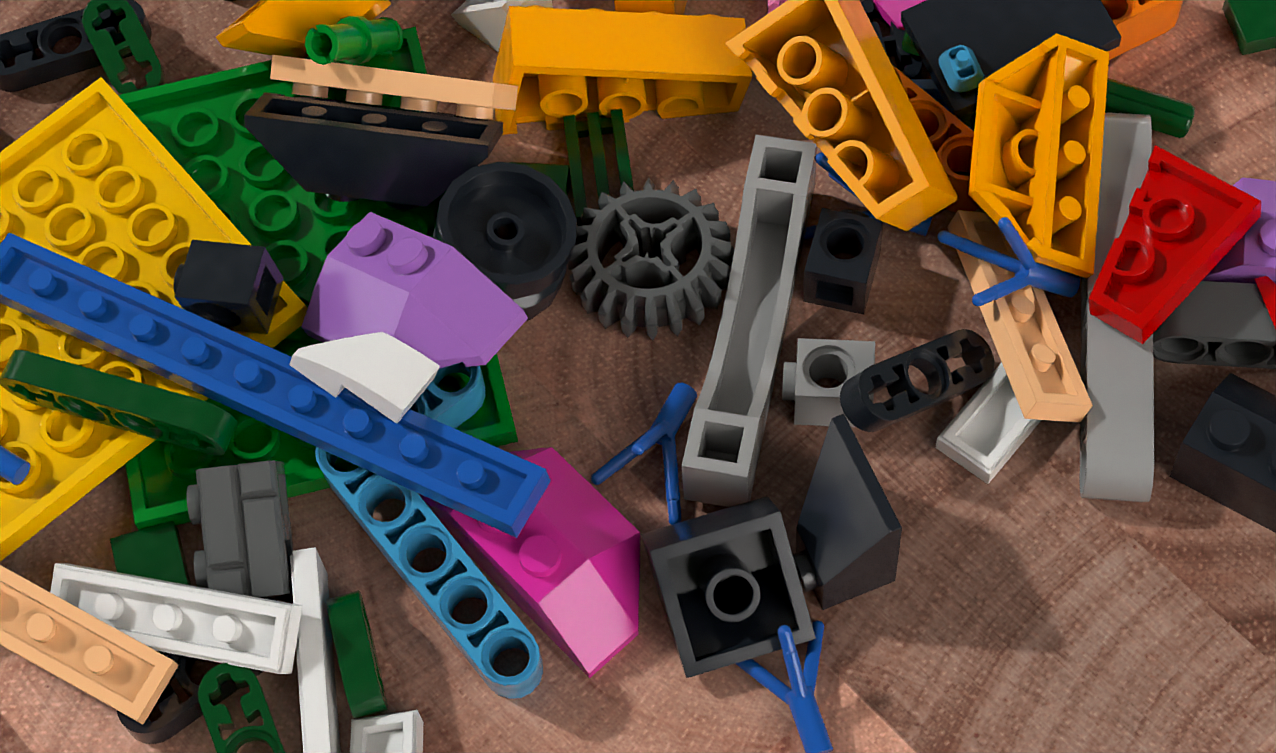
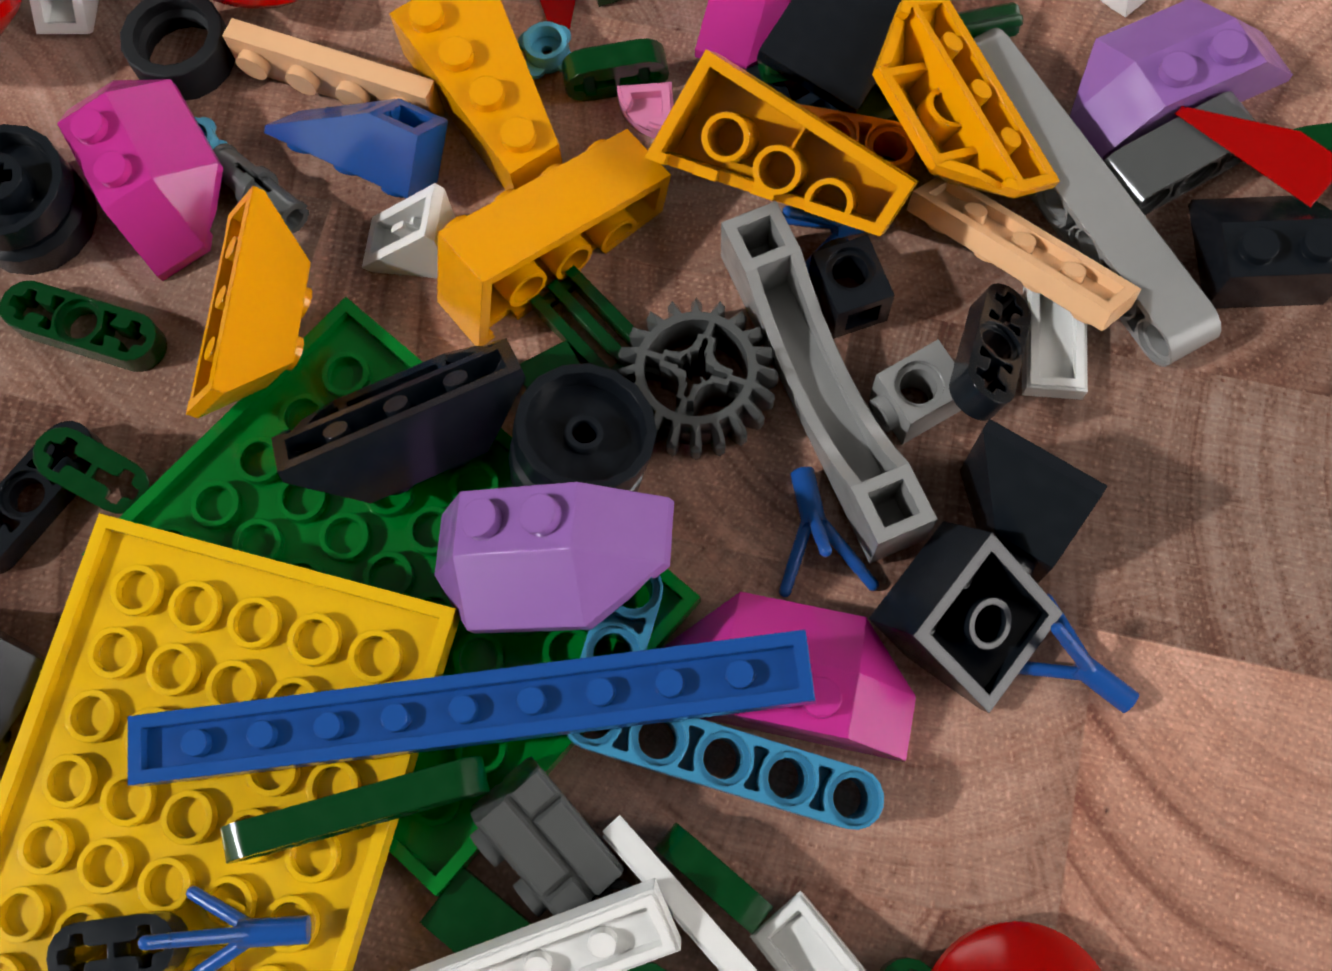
camera: 35 degrees left, 10 degrees up
(229, 285) = (379, 639): black brick -> none
(353, 40) = (314, 343): green pin -> none
(370, 366) = (586, 637): white slope -> none
(416, 90) = (356, 371): light nougat plate -> none
(961, 68) = (841, 70): dark azure rock -> none
(1026, 269) = (1008, 210): blue plant -> none
(1170, 242) = (1102, 122): red wing -> none

